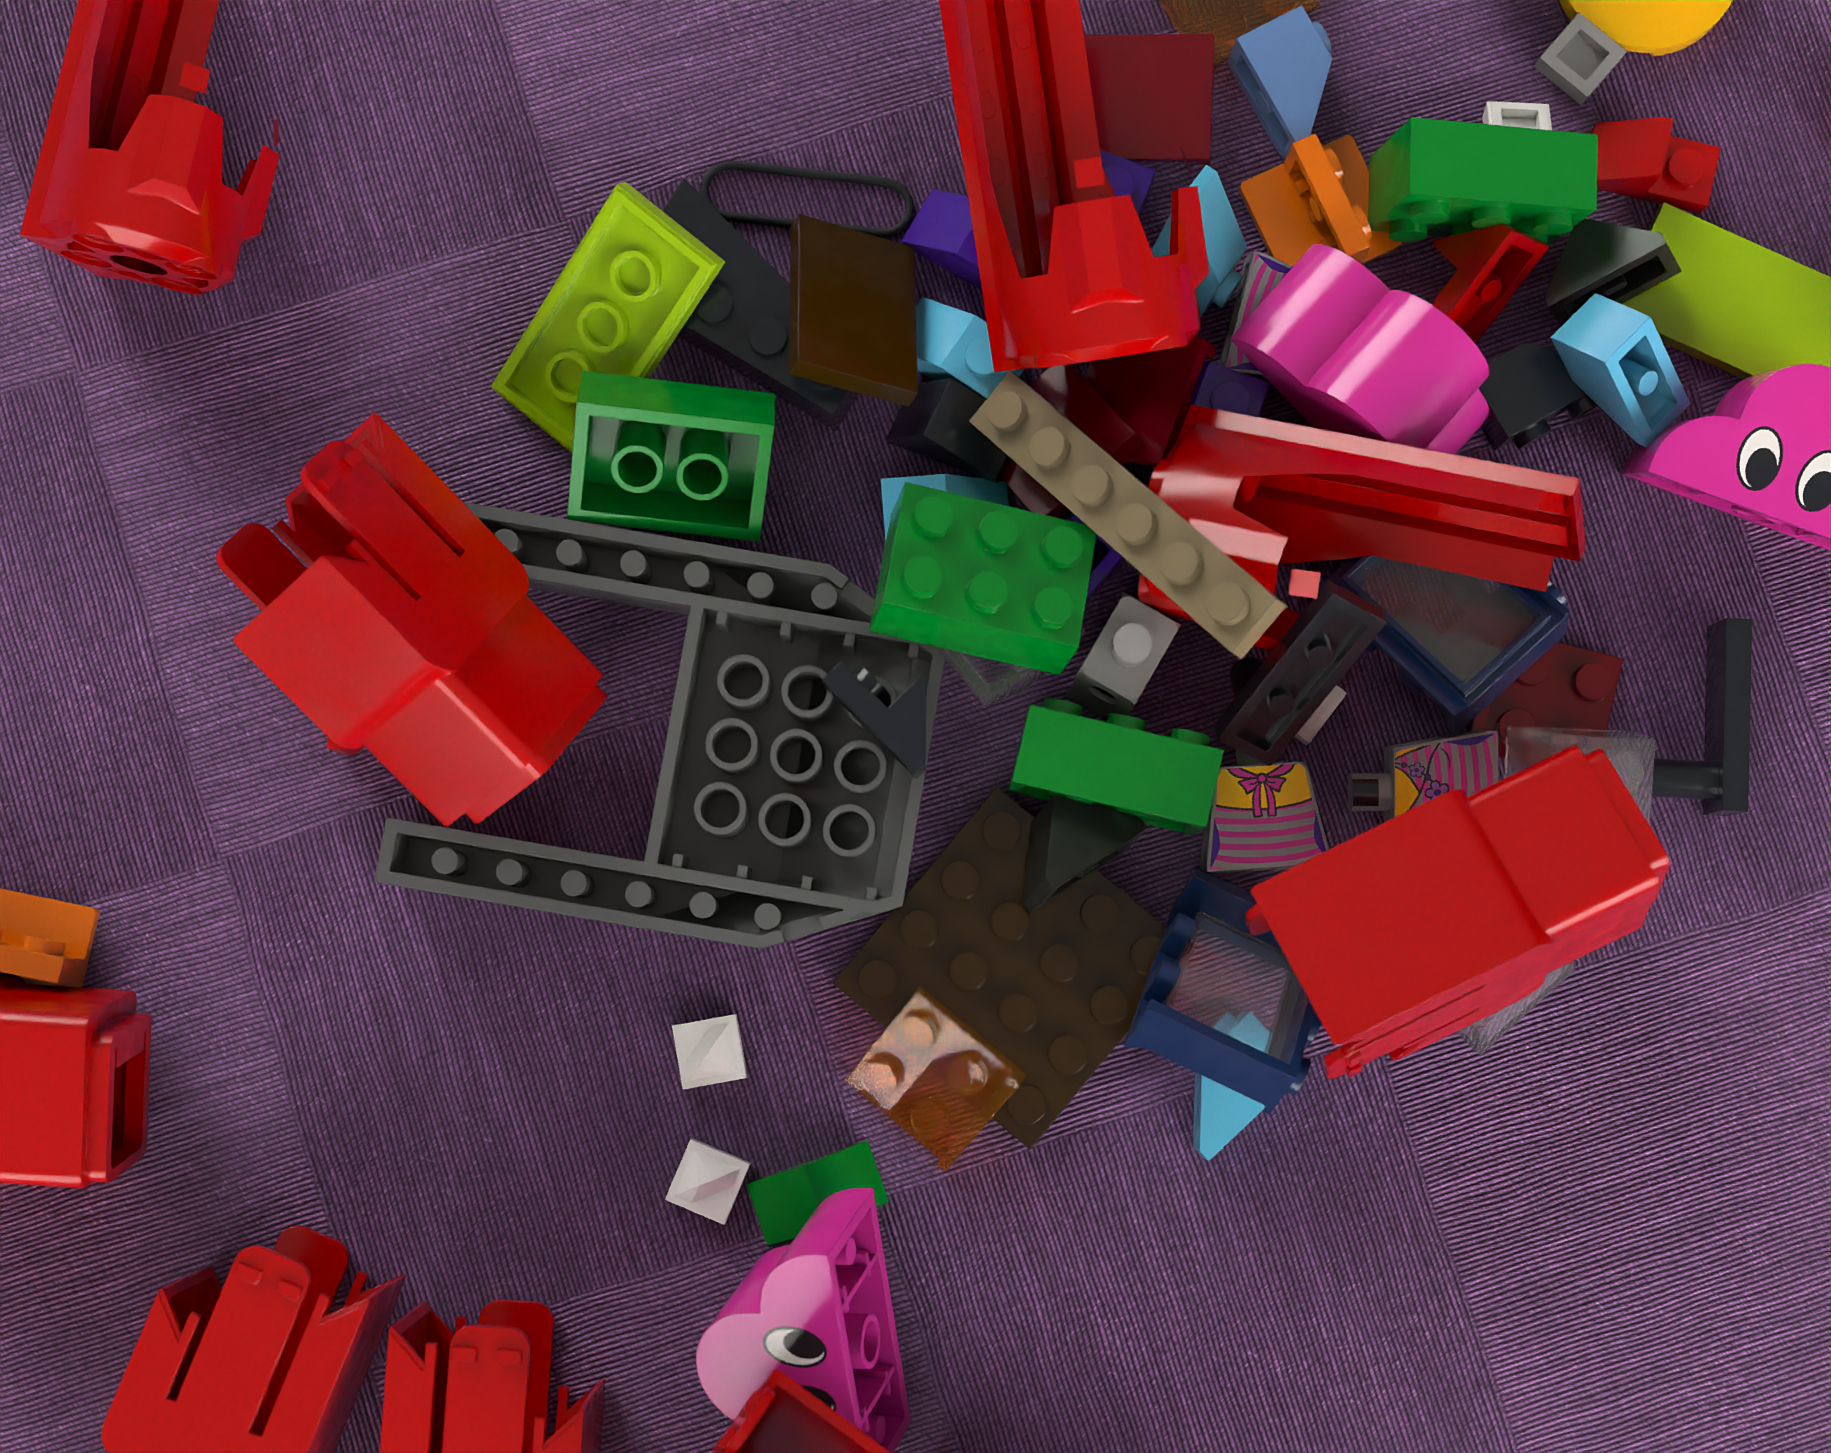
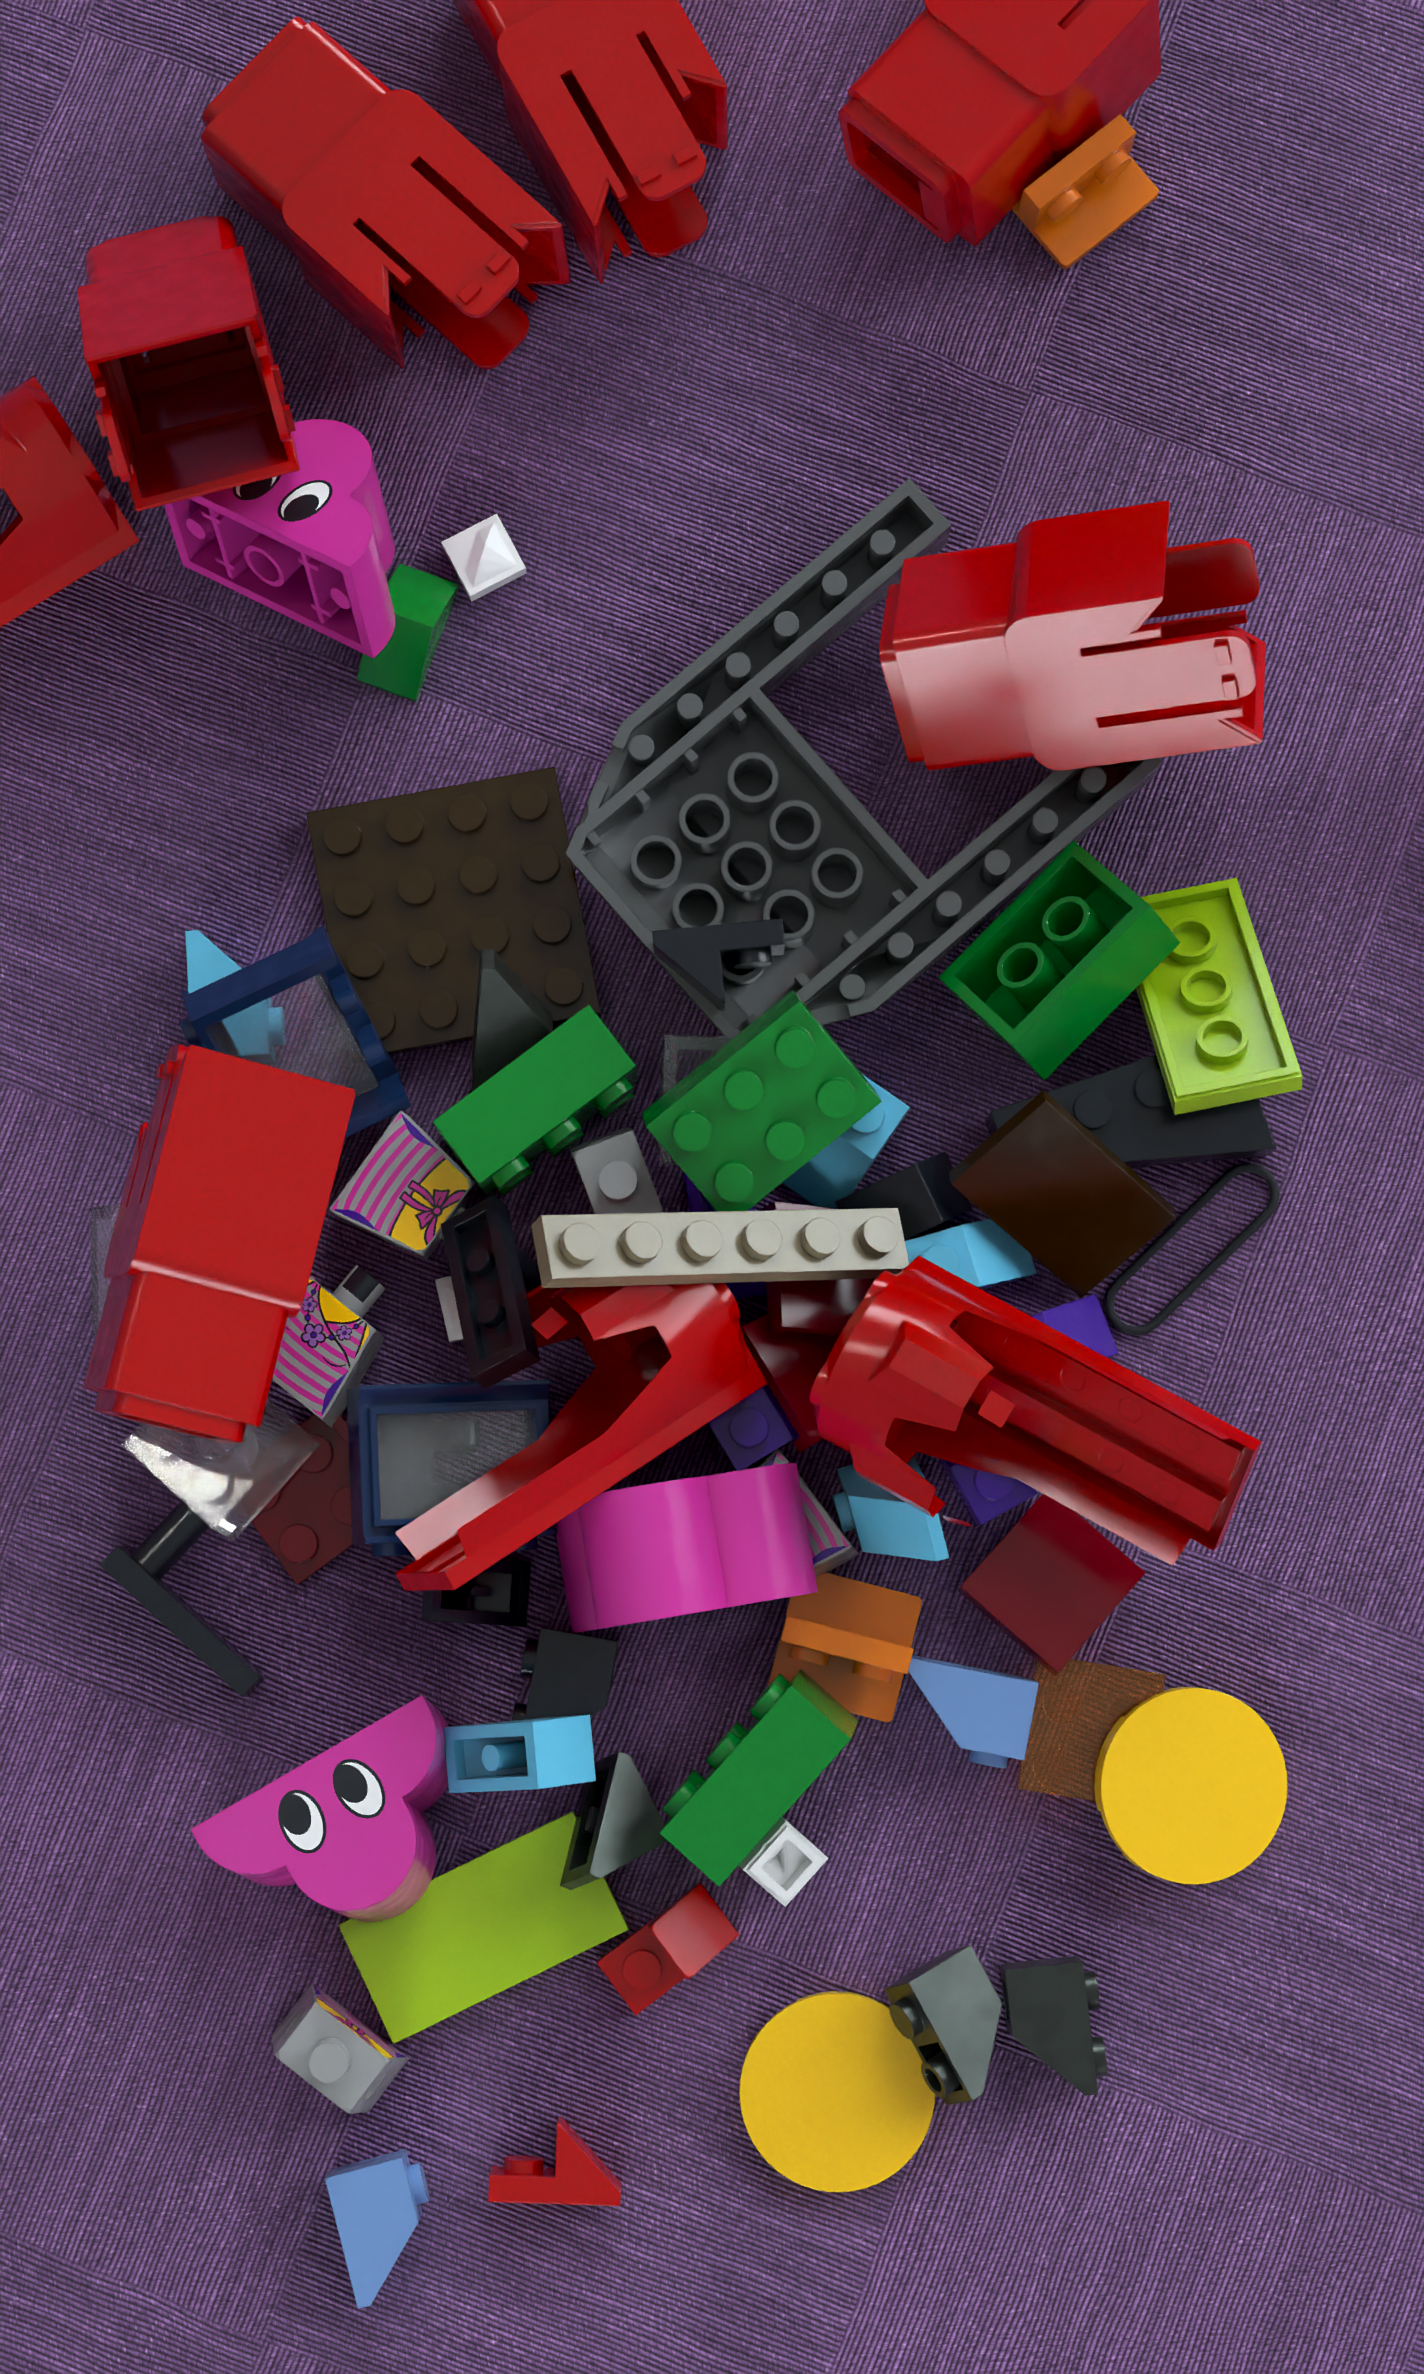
camera: 125 degrees right, 0 degrees up
(709, 1051) = (579, 635): white tile -> none
(935, 1077) = (418, 784): clear orange piece -> none
(1489, 272) = (680, 1716): red slope -> none
(1580, 58) = (801, 1963): light grey plate -> none

